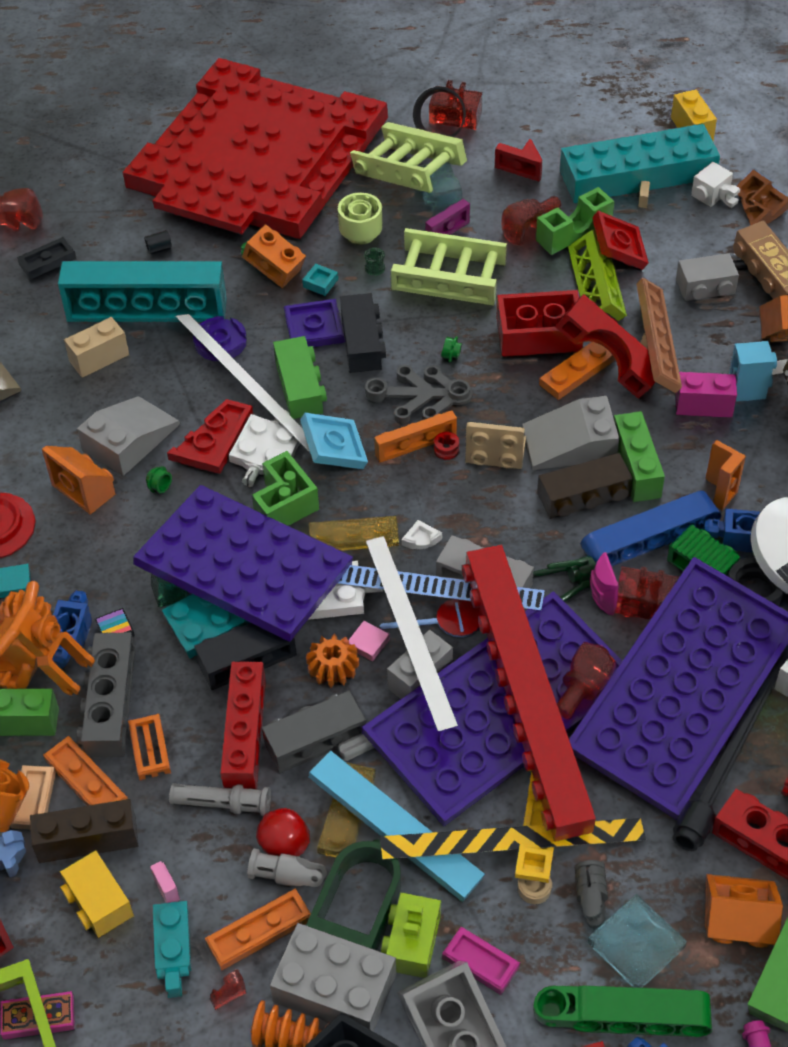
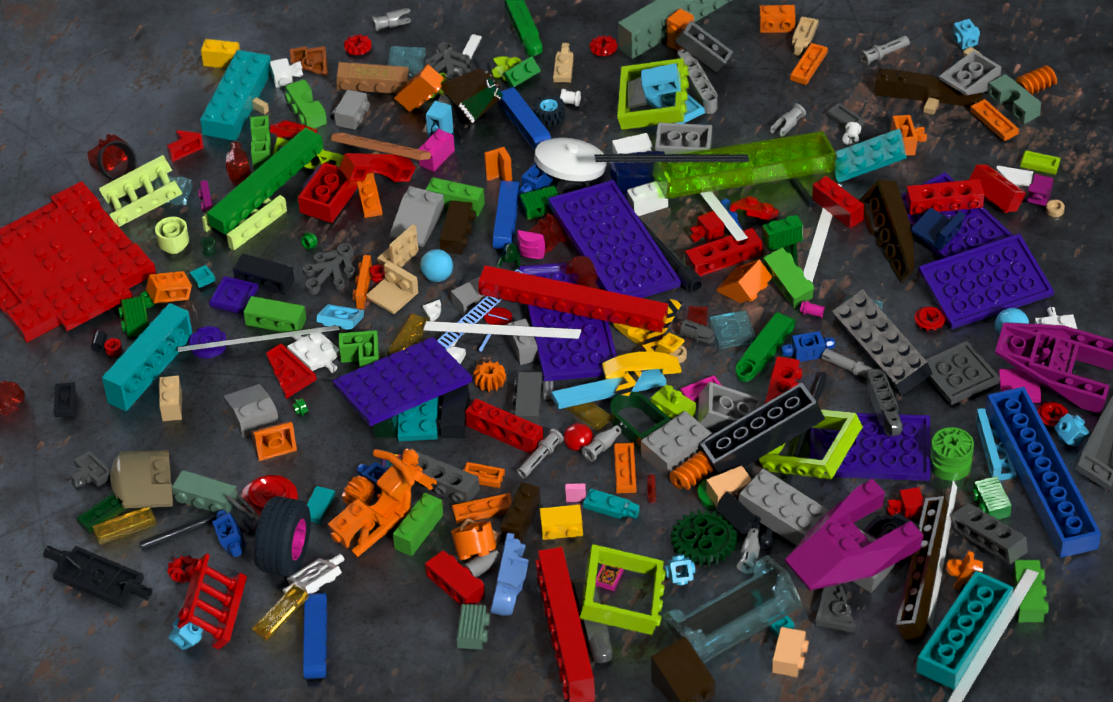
camera: 60 degrees left, 5 degrees down
(157, 254) = (113, 352): none -> red bush
(216, 246) = (135, 316): none -> green brick
(369, 640) = (485, 356): bright pink tile -> none
(420, 475) = (395, 289): none -> tan bracket
(469, 846) = (638, 361): none -> yellow slope
(492, 497) = (436, 265): none -> medium azure piece
(504, 252) = (265, 181): none -> green brick
(631, 875) = (698, 314): none -> clear red tile
(669, 239) = (301, 100): none -> bright green arch

